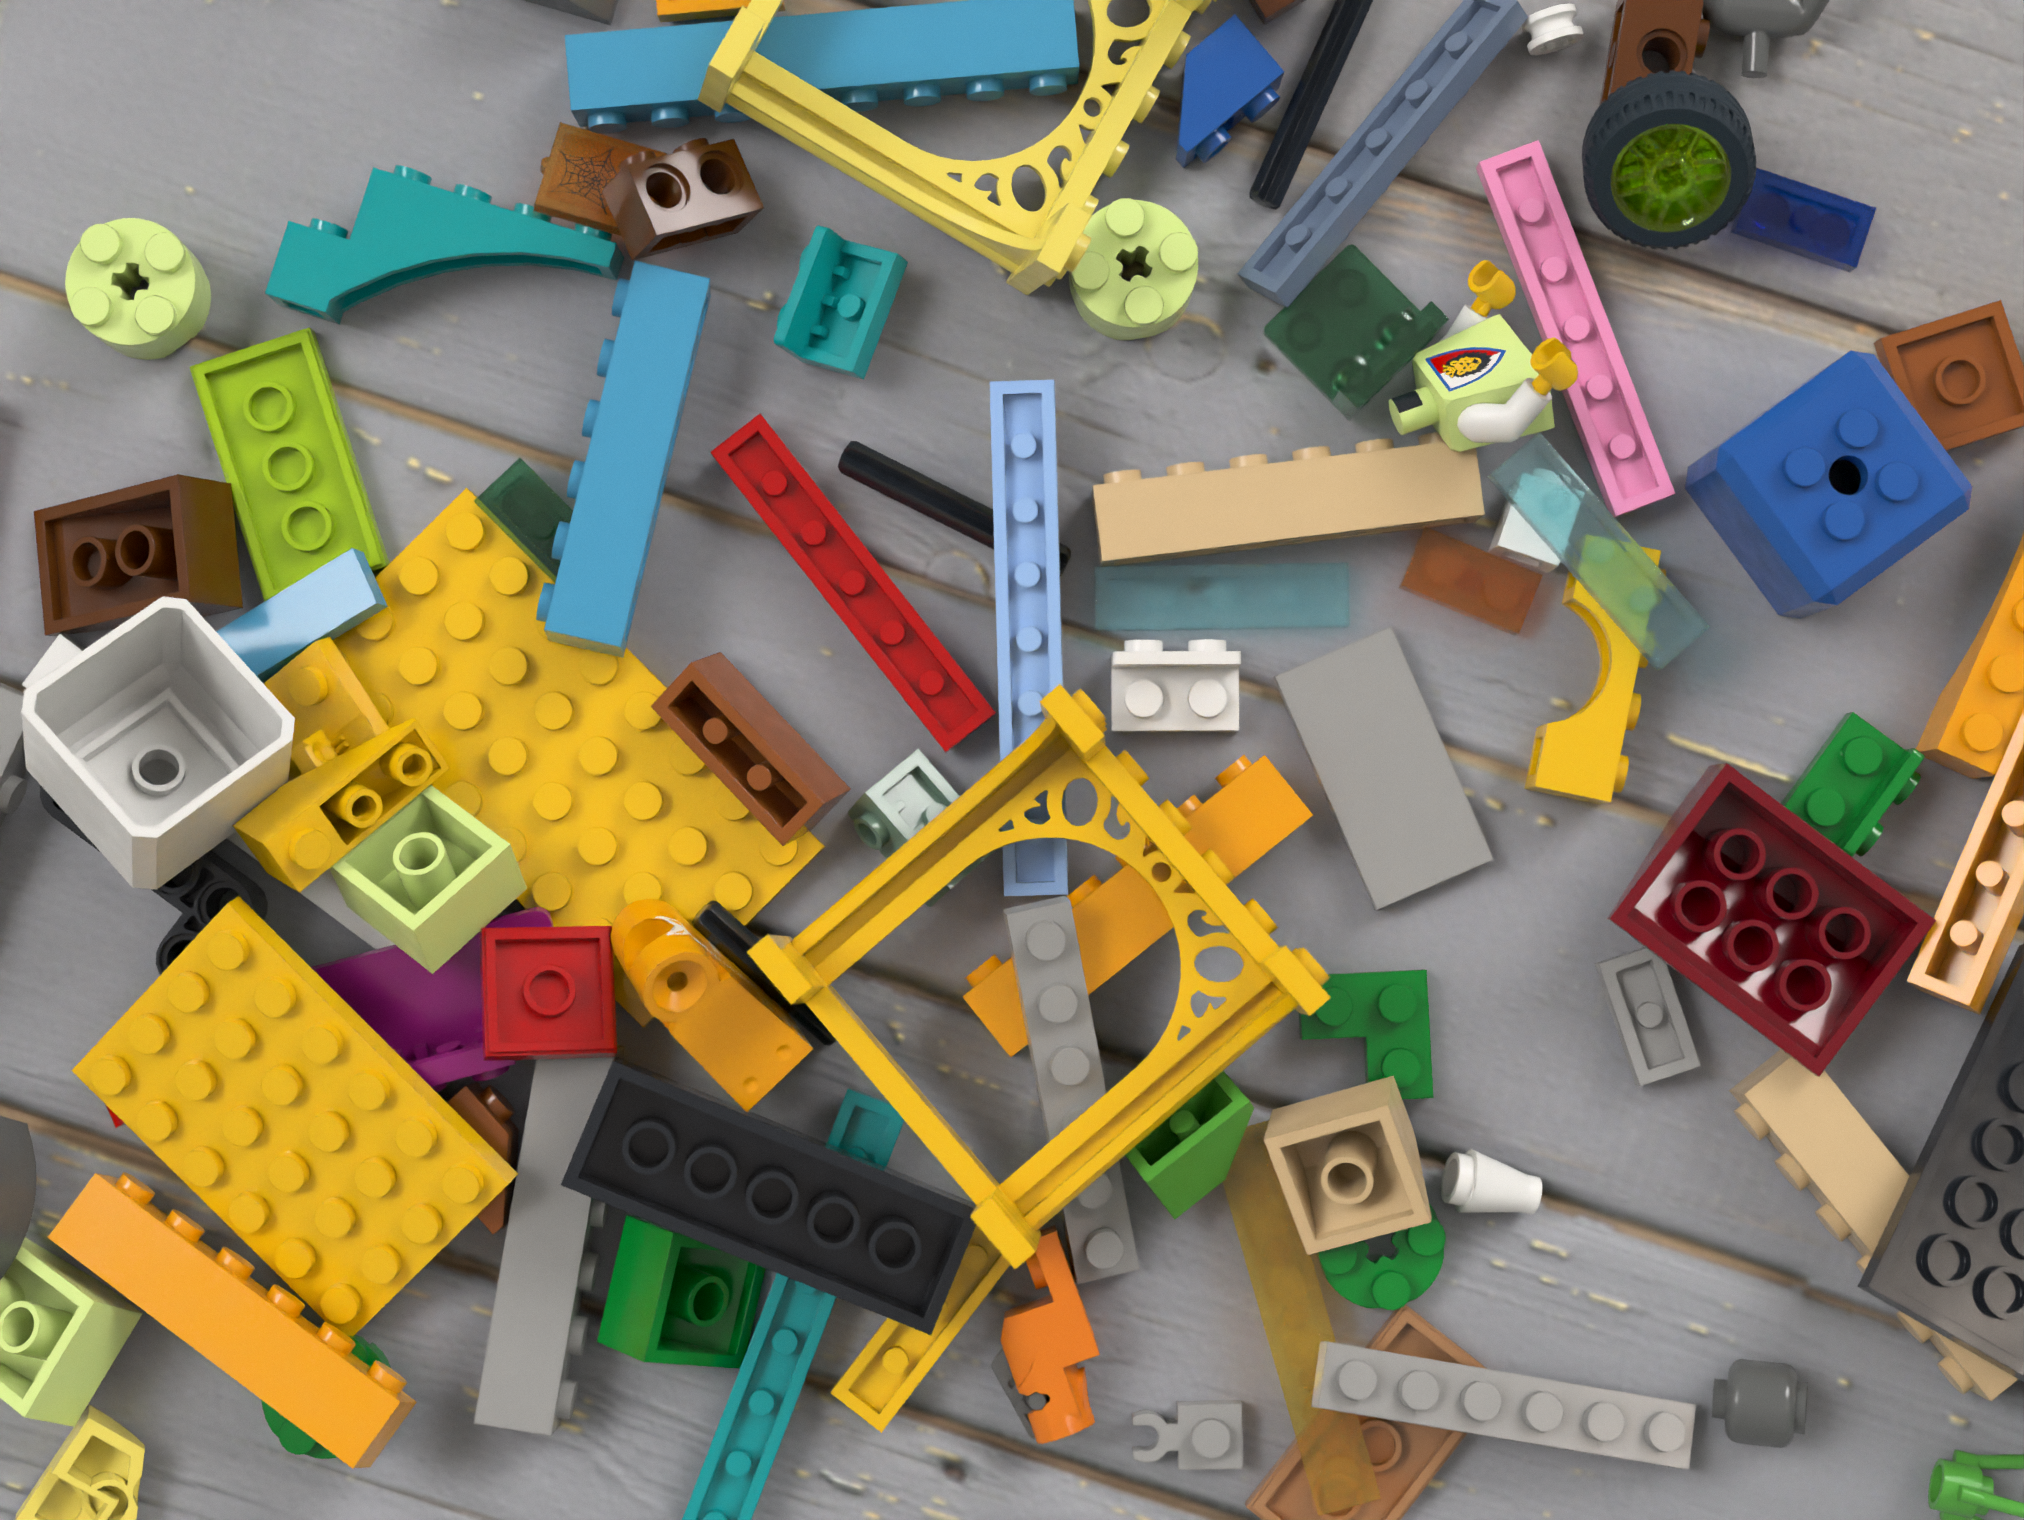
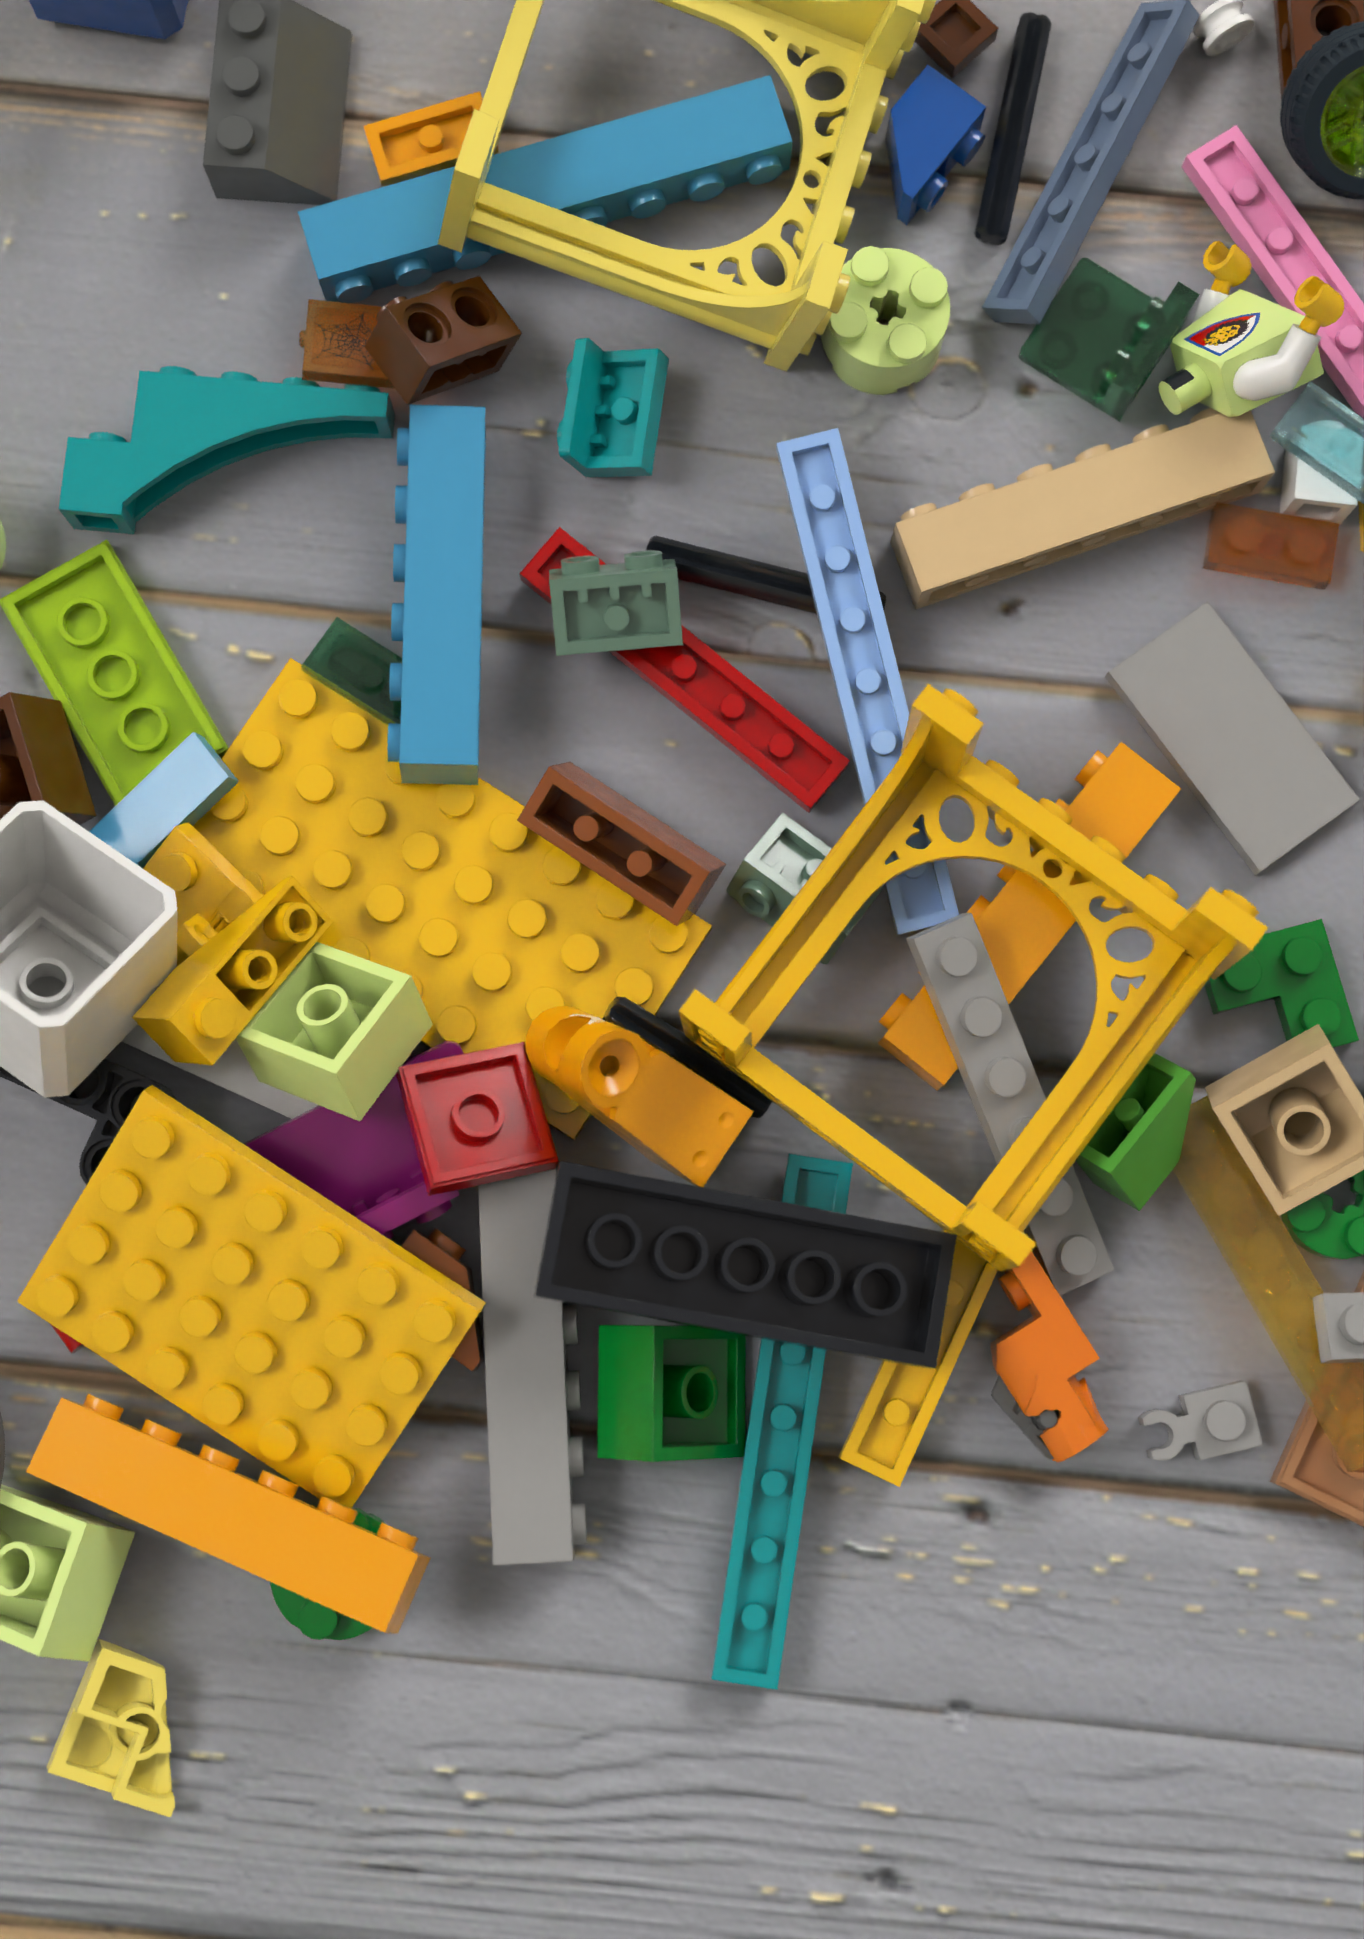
camera: 15 degrees left, 5 degrees down
(794, 507) = (615, 604): none -> sand green bracket
(1175, 688) = (1022, 700): white bracket -> none
(1221, 597) = (1038, 610): clear light blue tile -> none

